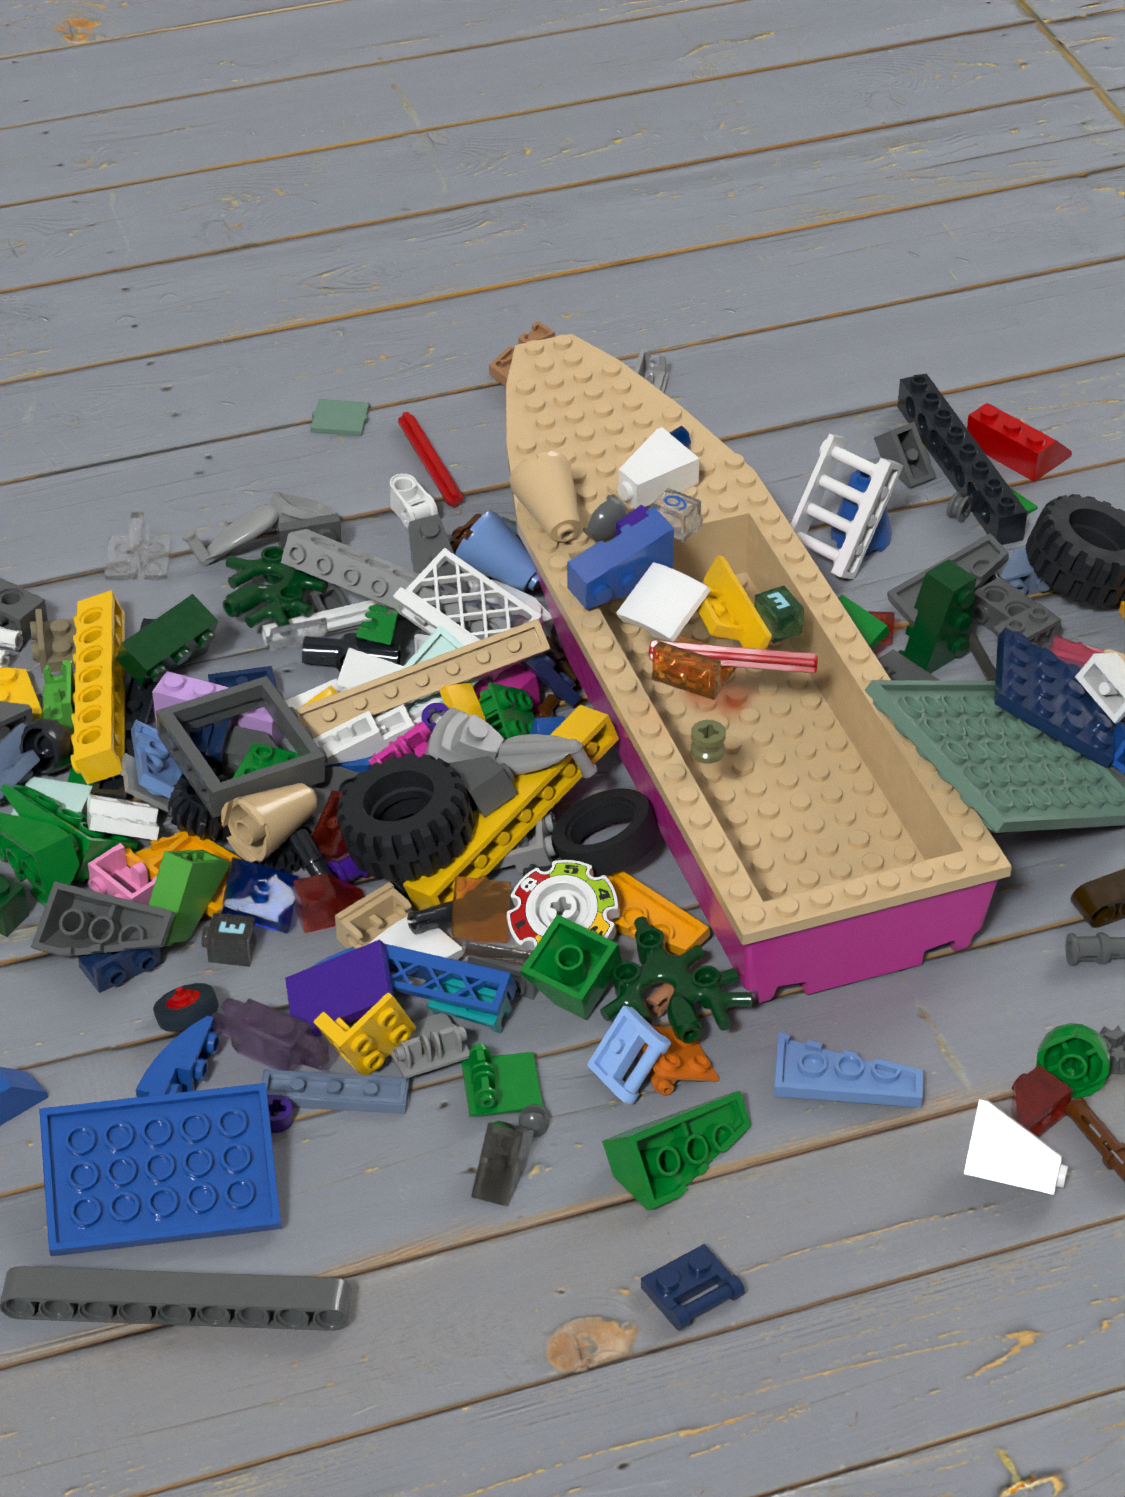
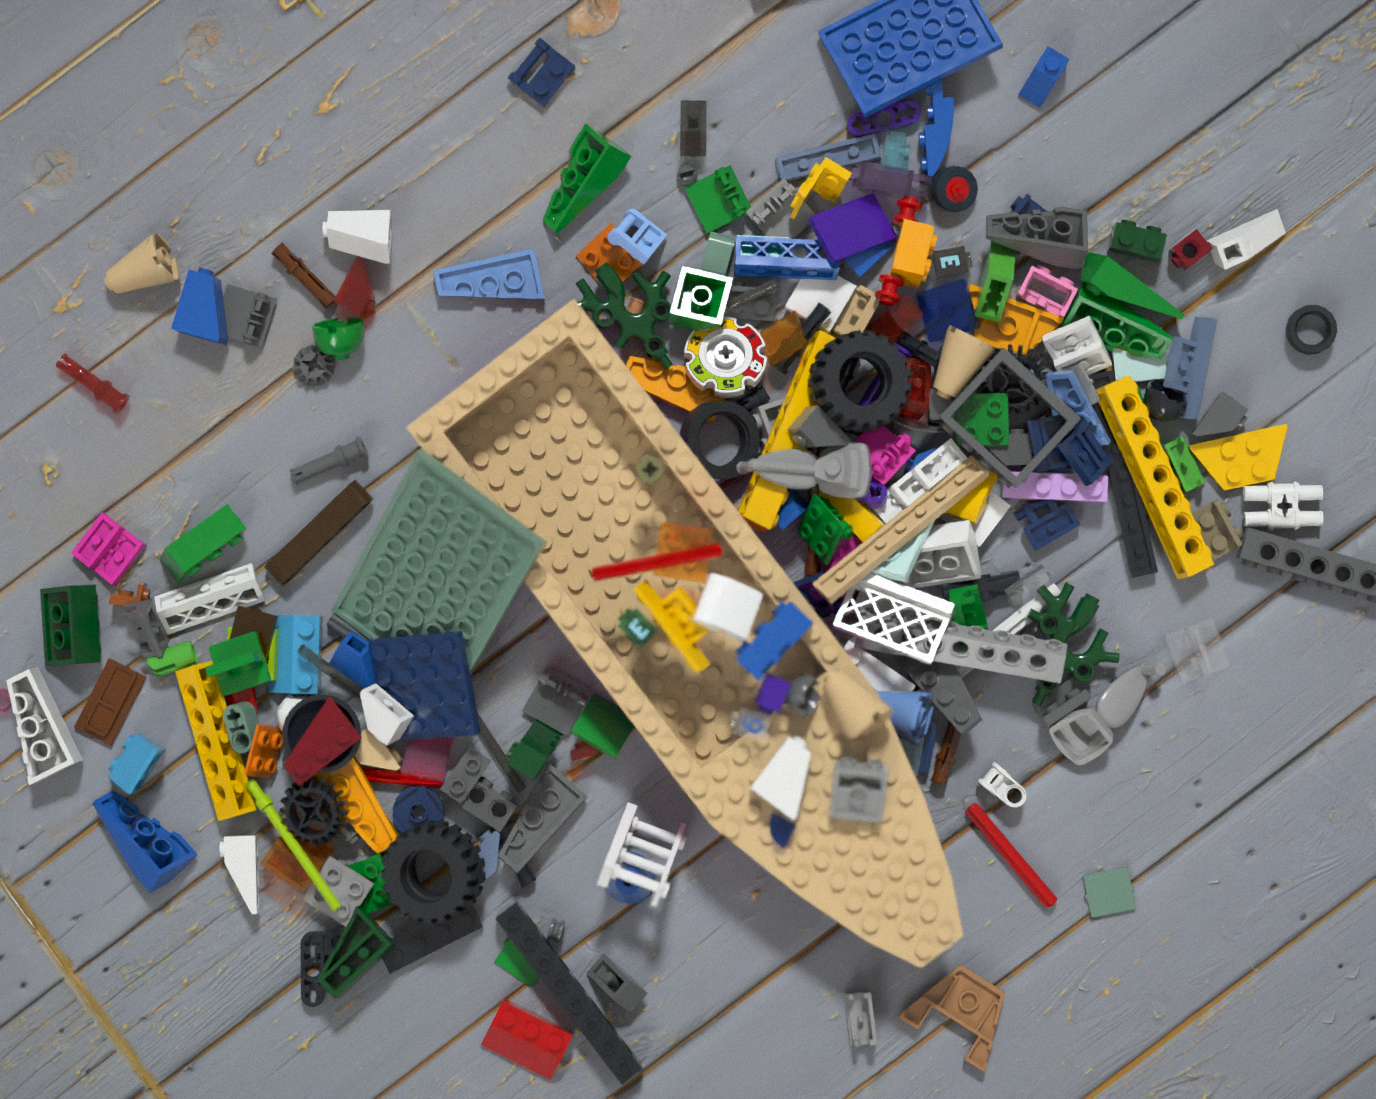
camera: 165 degrees right, 45 degrees up
(168, 641) = (1117, 527): dark green wedge -> none
(168, 693) = (1084, 452): none -> dark blue plate
(244, 1062) = (896, 150): none -> clear light blue brick
(282, 940) = (911, 253): none -> light orange brick
(531, 1019) = (717, 254): none -> sand green beam
(580, 444) = (858, 790): none -> light grey plate
(1106, 625) = (421, 797): none -> dark blue plate

